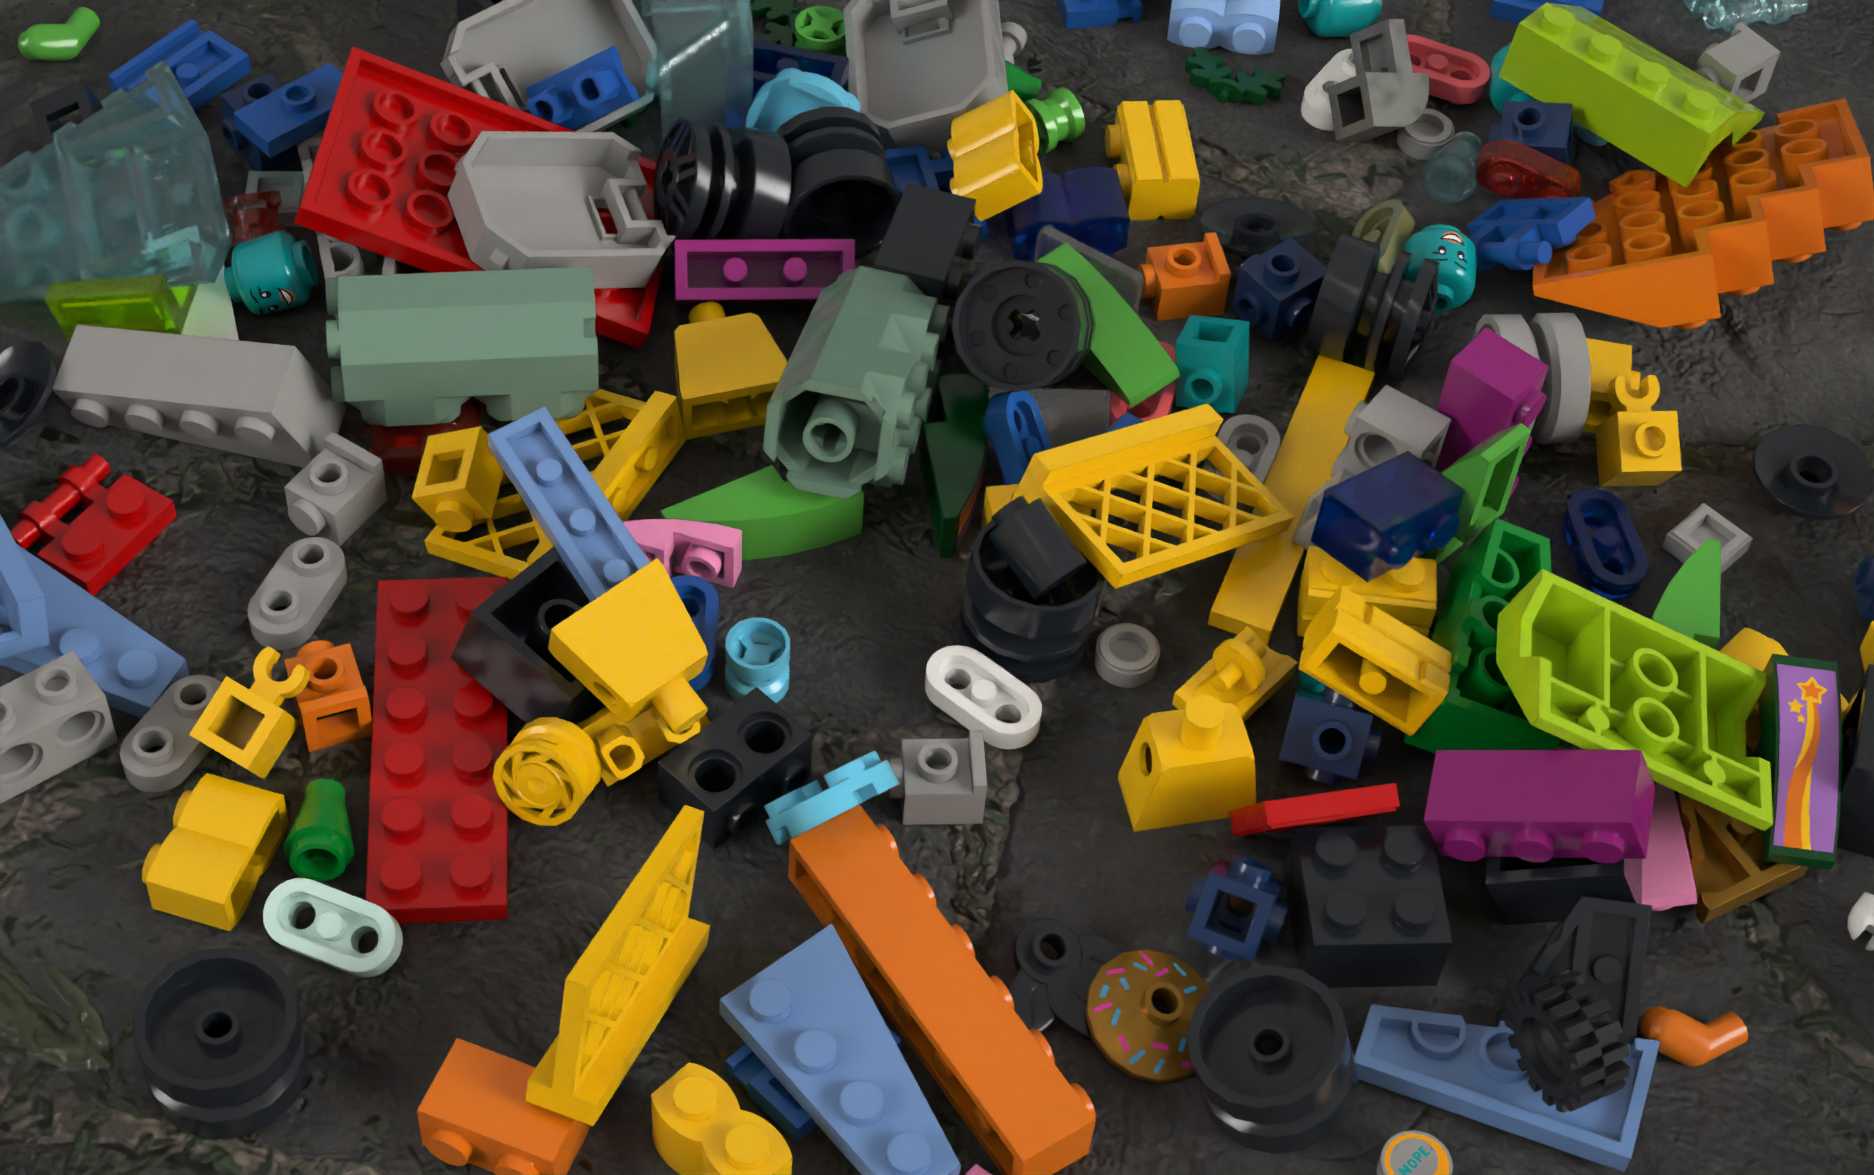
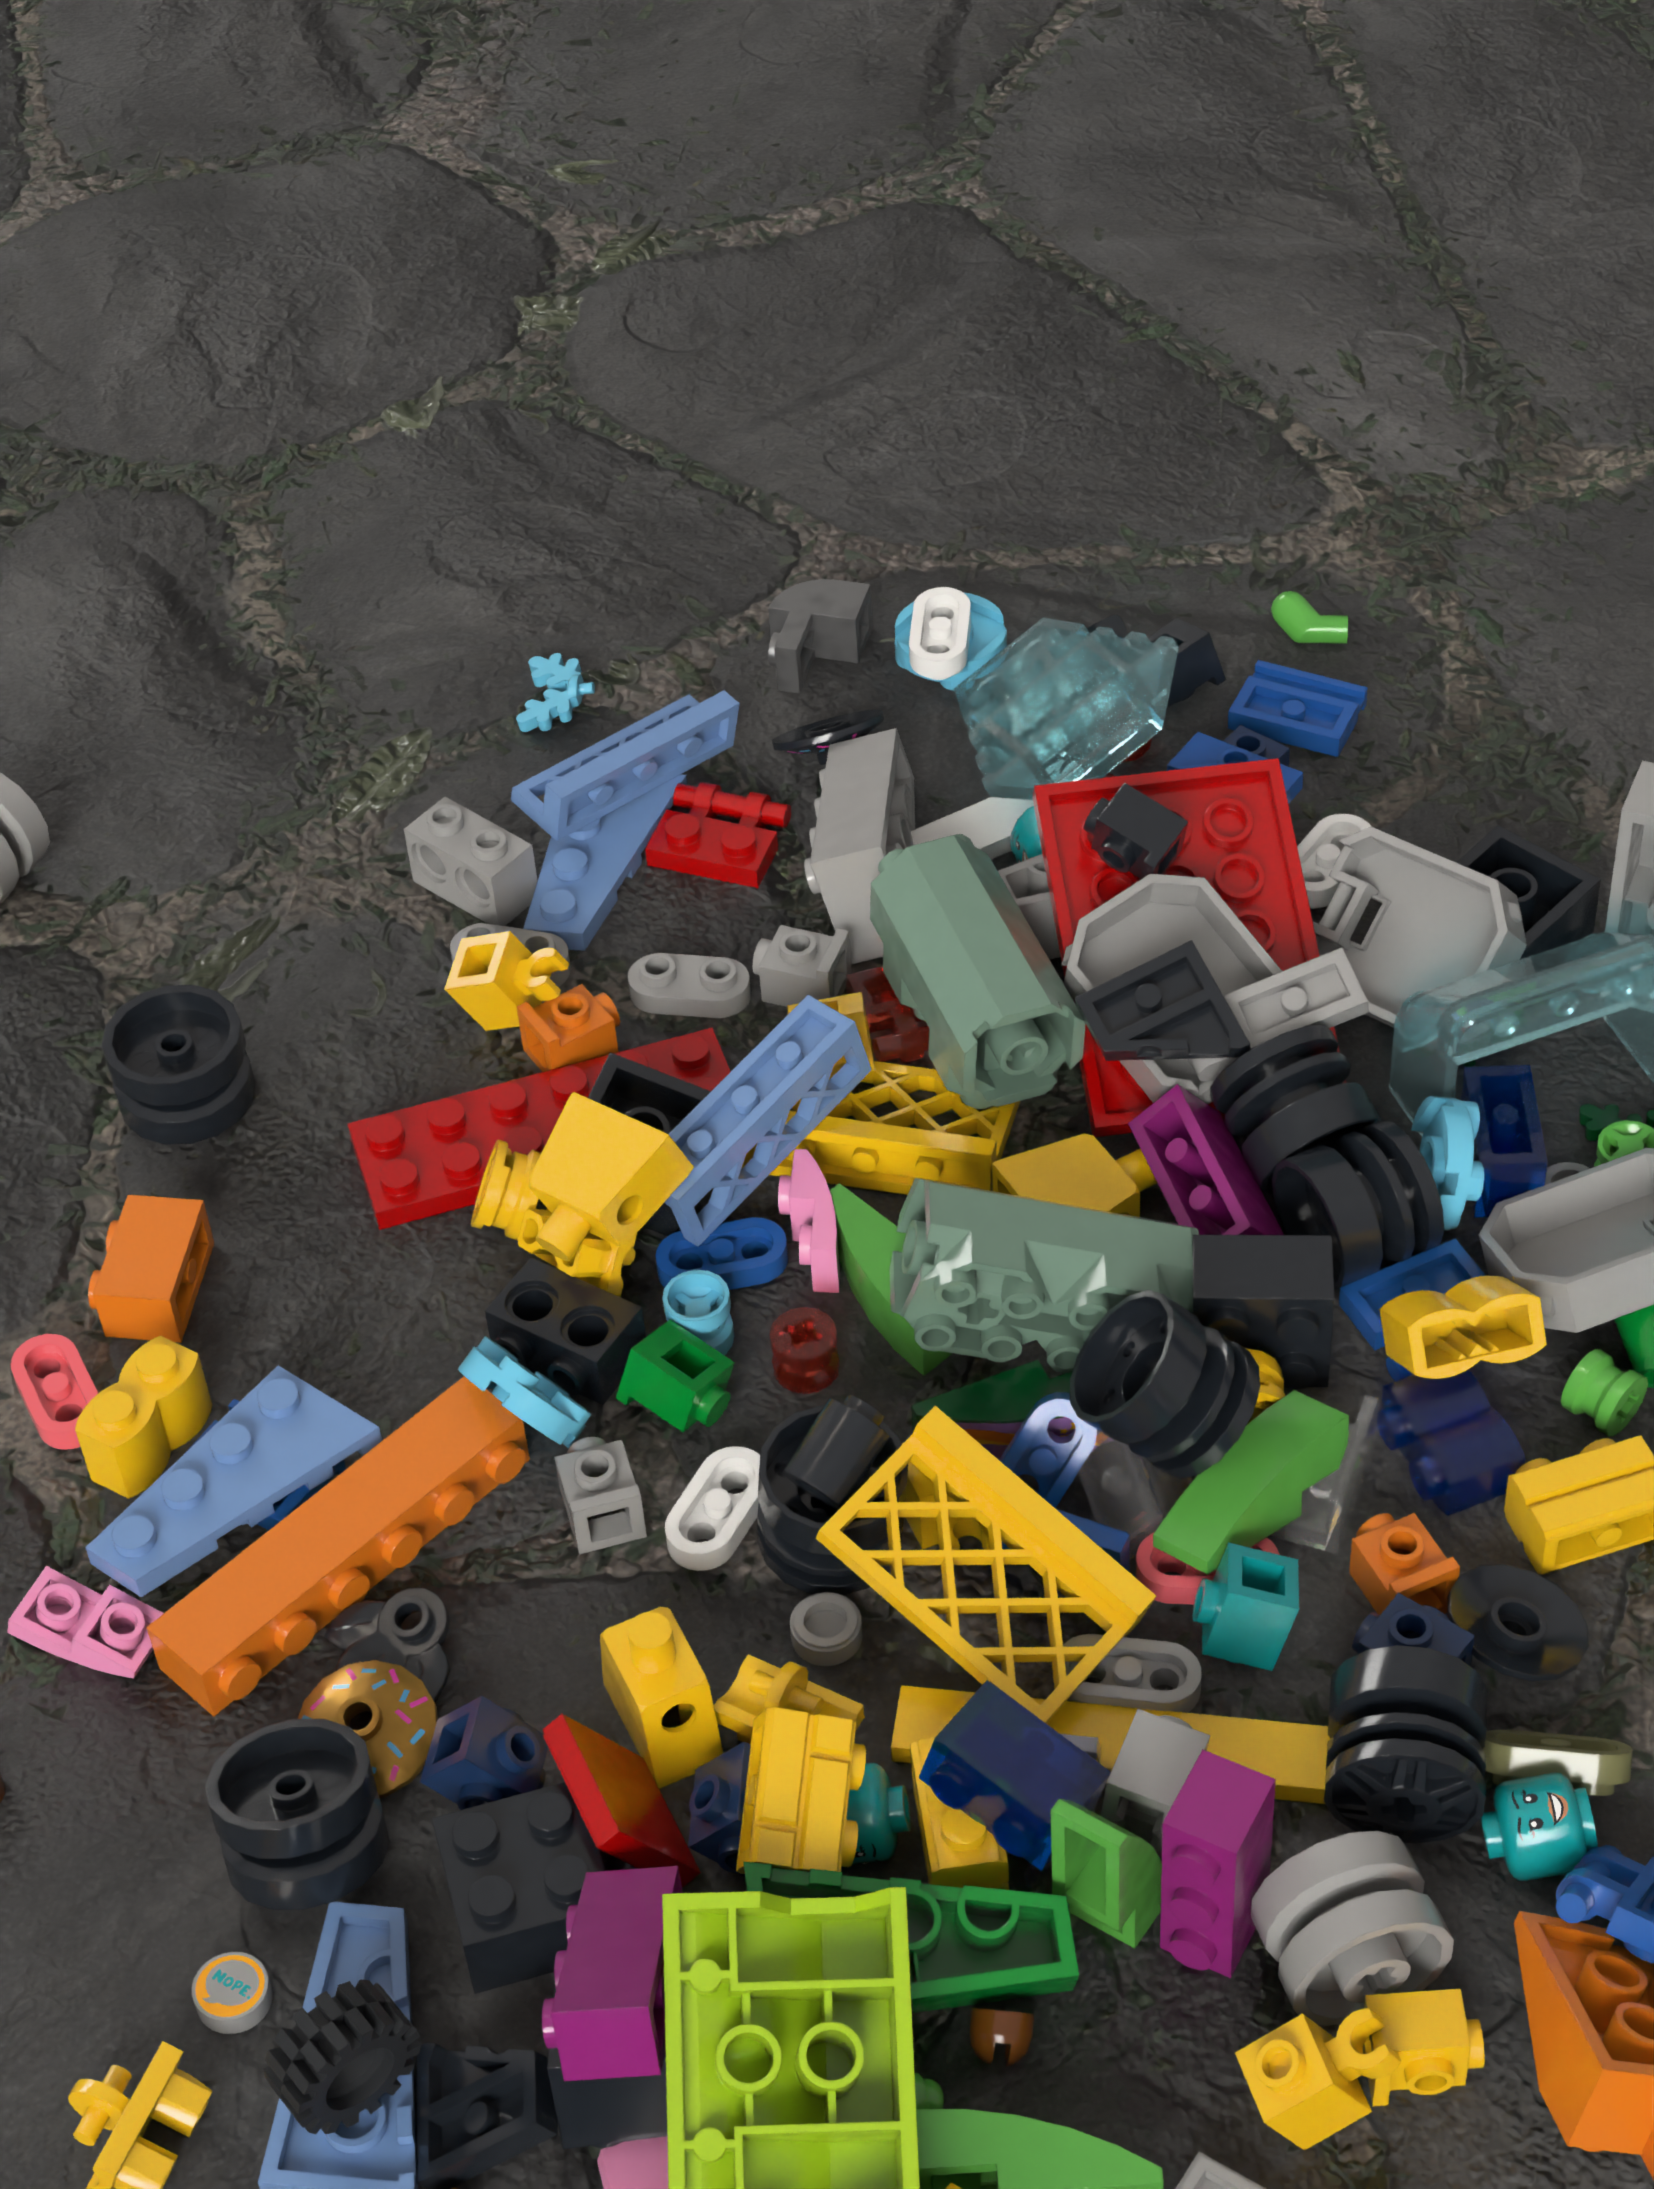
camera: 85 degrees right, 5 degrees down
(121, 303) = (958, 763): clear neon green panel -> none
(216, 851) = (381, 1013): yellow brick -> none
(321, 834) = (421, 1071): green cone -> none
(336, 927) = (321, 1107): light aqua plate -> none
(409, 157) = (1135, 833): none -> black brick
(582, 91) = (1383, 967): blue hips -> none
(617, 207) = (1163, 1012): none -> black wing
(625, 980) = (262, 1300): yellow fence -> none
(639, 150) = (1306, 995): none -> light grey plate
(822, 596) = (804, 1350): none -> clear red wheel
(830, 690) = (677, 1377): none -> green brick
(1610, 555) = (1146, 2076): clear blue plate -> none

